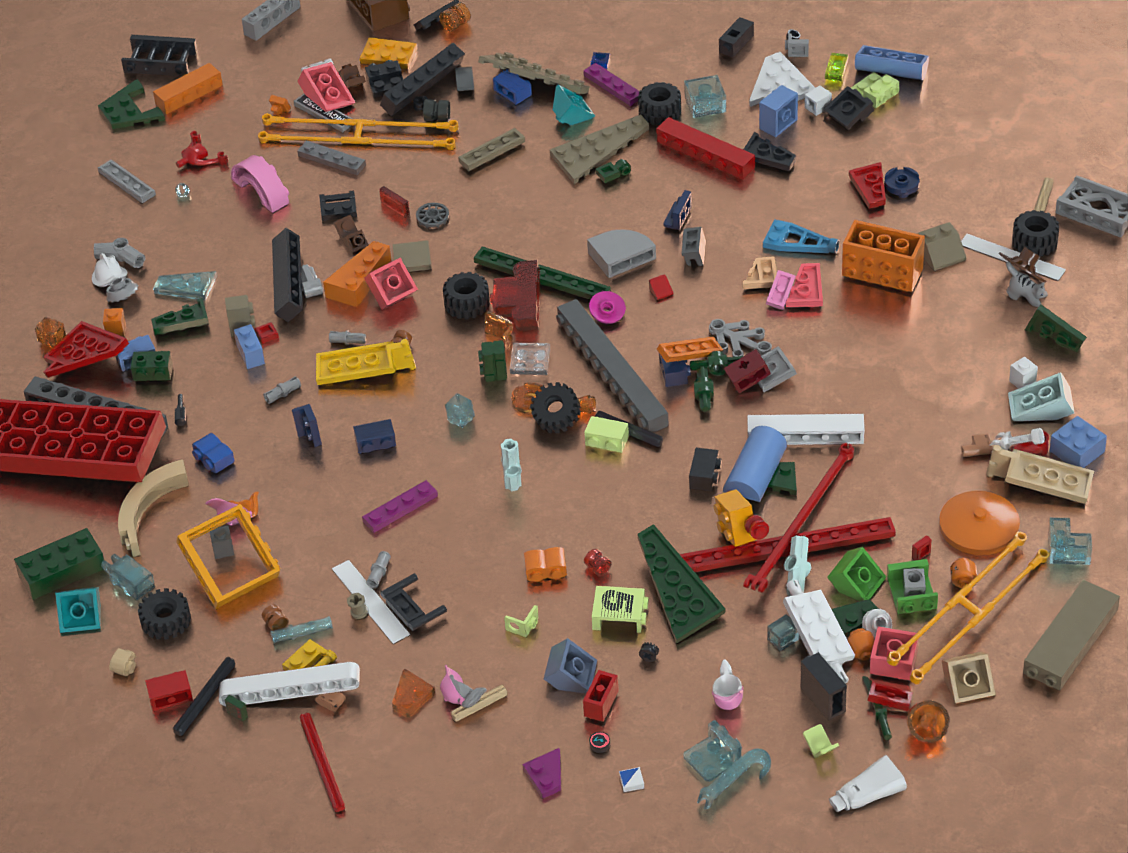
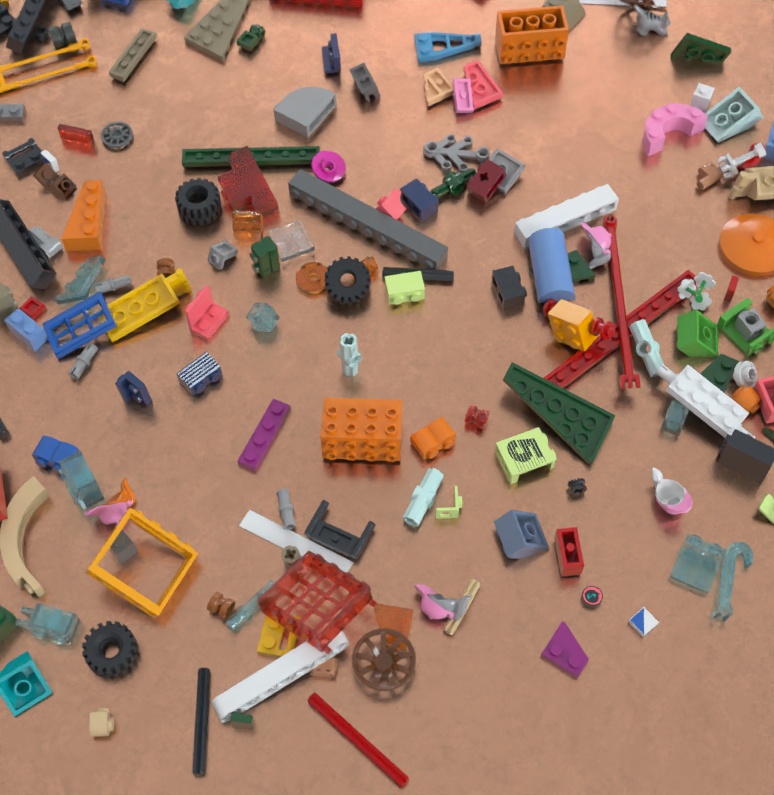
camera: 30 degrees left, 15 degrees up
(169, 690) = (164, 732): red brick -> none
(218, 475) = (80, 480): none -> clear light blue brick
(296, 359) = (79, 325): none -> blue piece
(326, 324) = (84, 280): none -> clear light blue wing
(354, 657) = (327, 570): none -> clear red window
(357, 216) = (50, 160): none -> white tile
(382, 712) = (383, 660): none -> reddish brown wheel
(391, 283) = (125, 216): coral brick -> none
(409, 388) = (204, 315): none -> coral bracket
(414, 255) = (123, 181): dark tan tile -> none
(459, 344) = (221, 252): none -> light grey bracket
(483, 529) = (361, 429): none -> orange brick
(504, 605) = (423, 497): none -> light aqua piece
(640, 359) = (391, 204): none -> coral brick
(660, 287) = (359, 130): red slope -> none
(688, 349) = (429, 180): orange plate -> none
(703, 389) = (458, 211): dark green axle -> none
(816, 464) = (600, 244): none -> hair
(873, 531) = (699, 300): none -> white plant
(970, 380) = (668, 118): none -> bright pink brick

